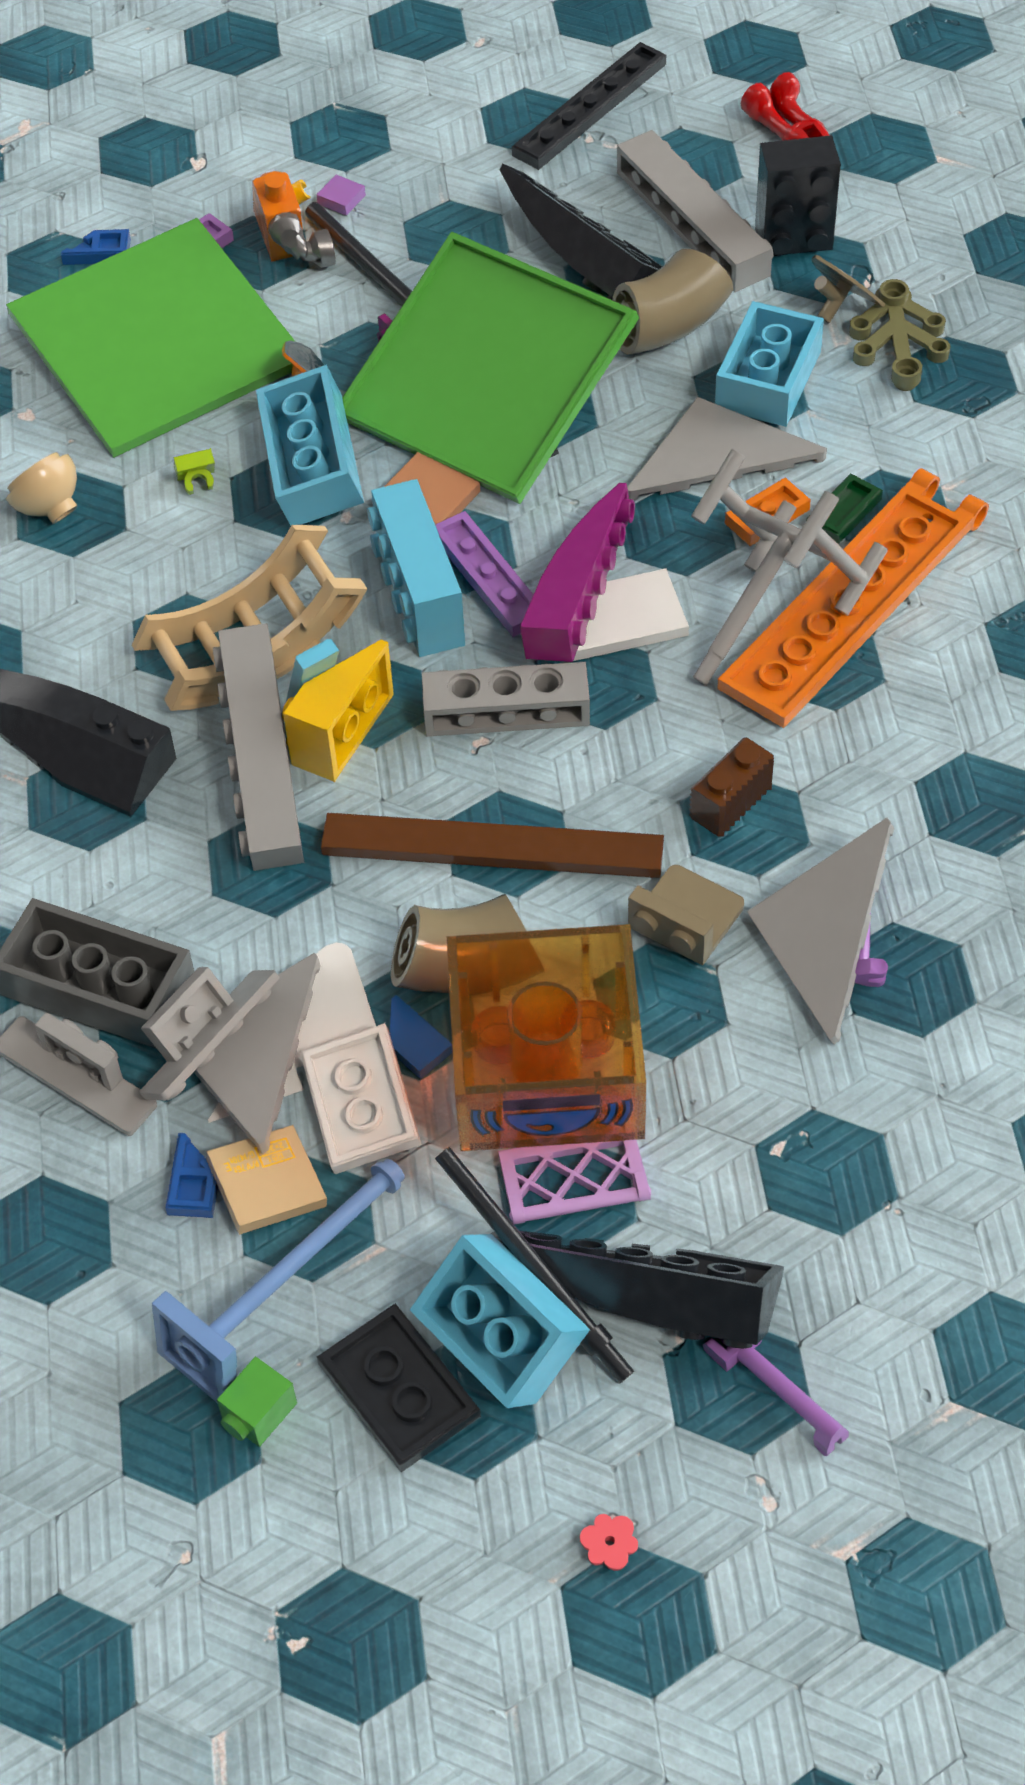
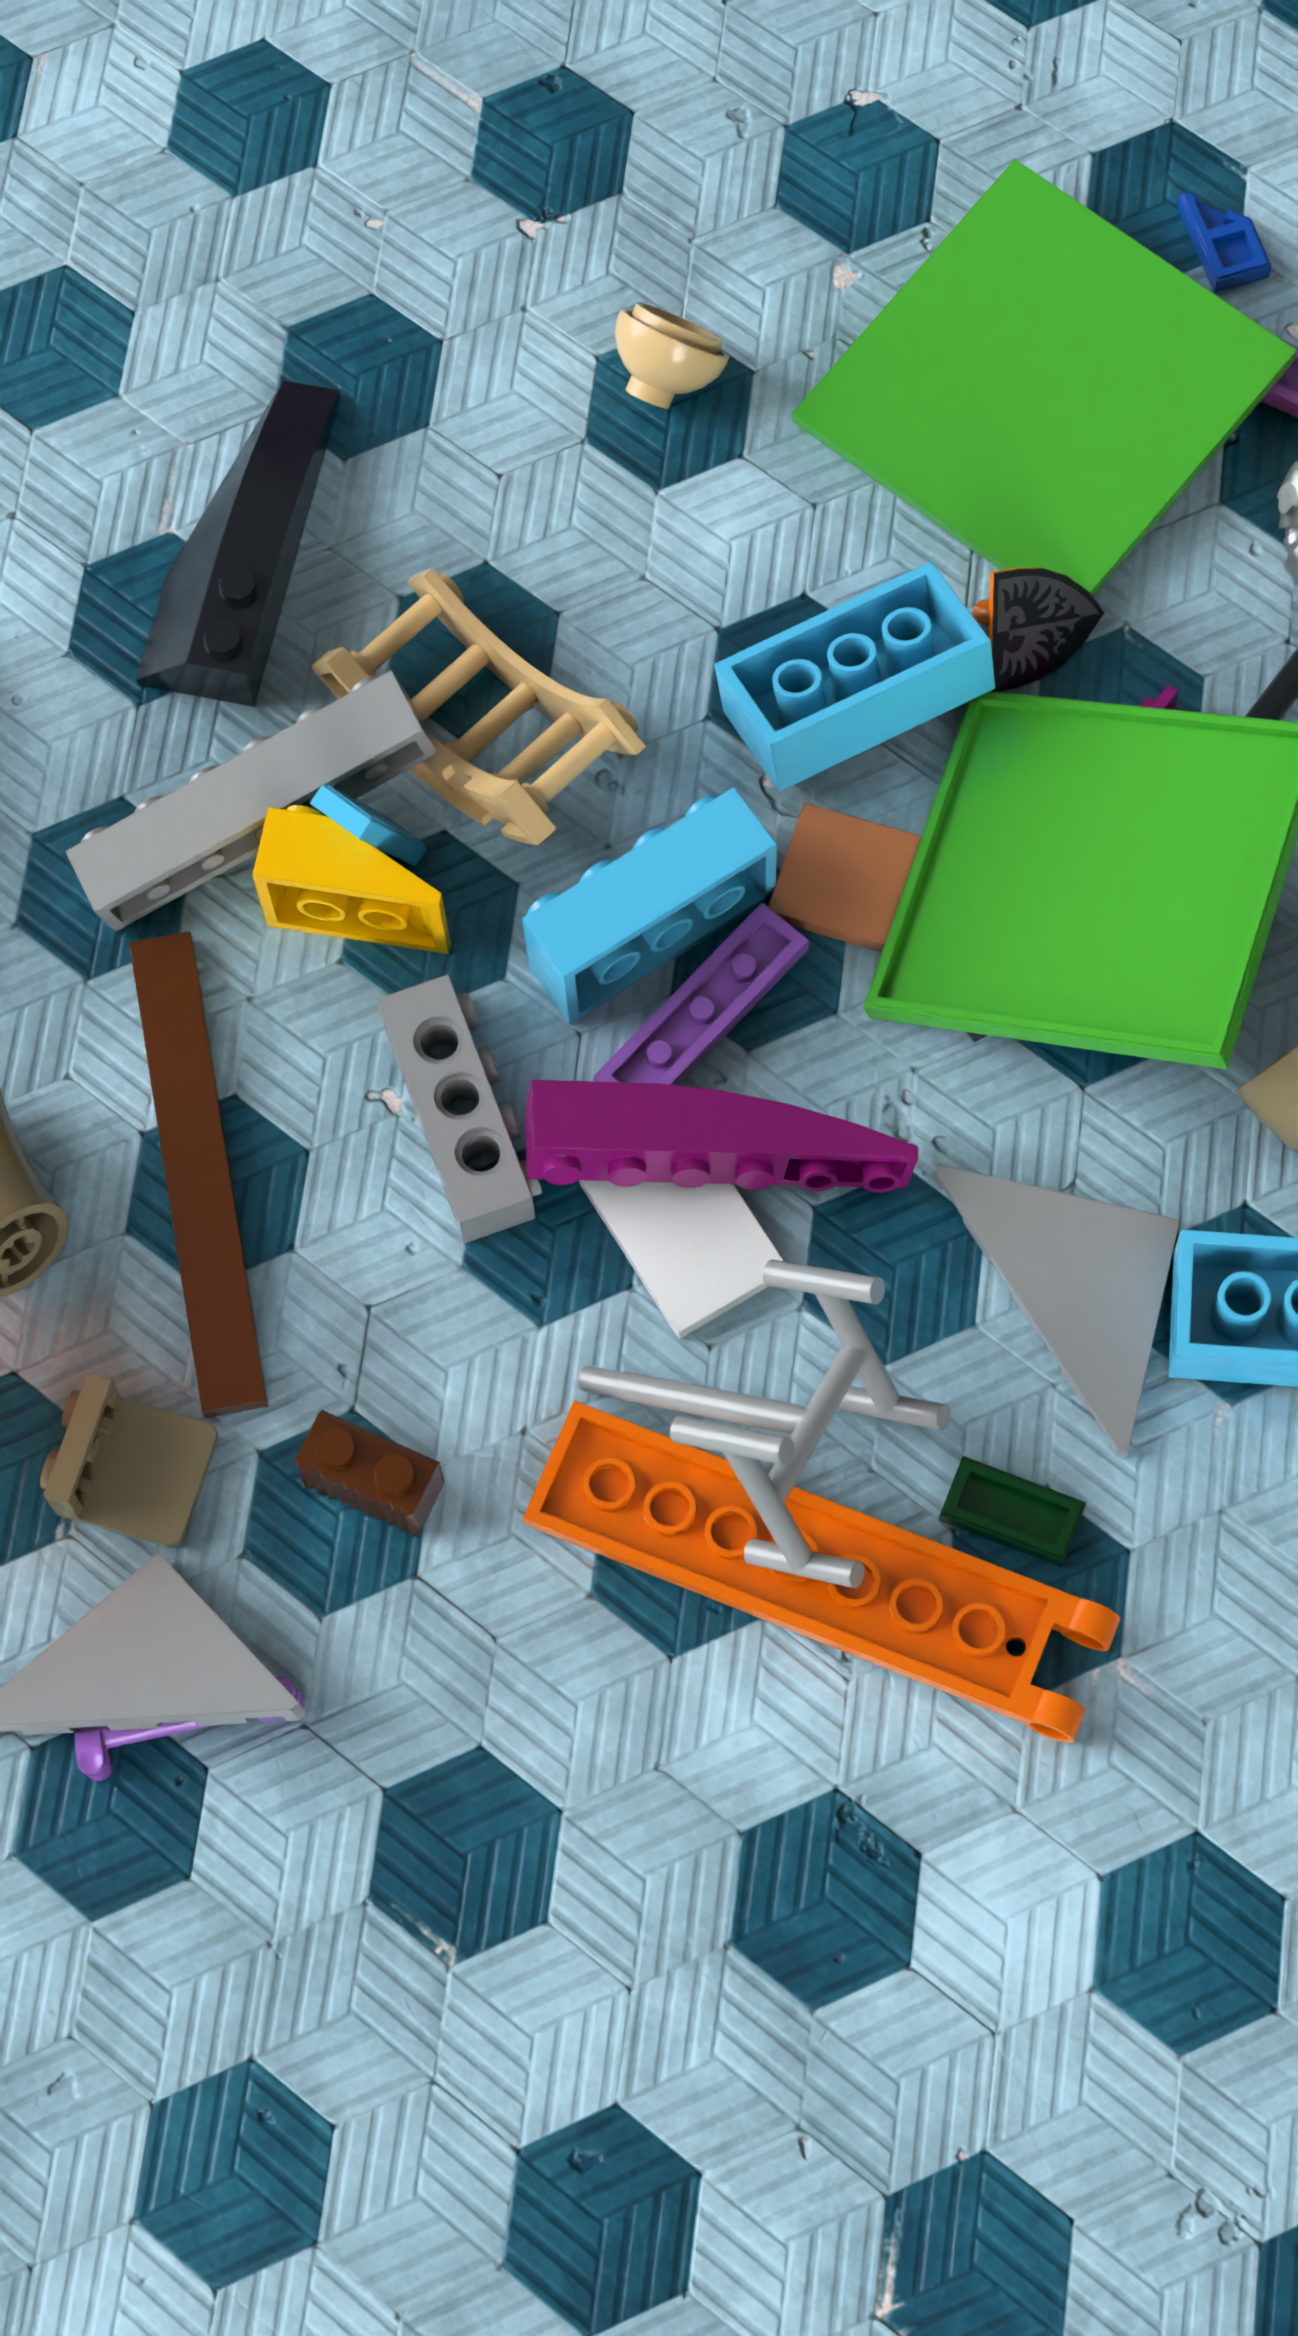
camera: 75 degrees right, 15 degrees up
(195, 465) = (788, 536): lime tile -> none
(769, 502) = (979, 1402): orange plate -> none

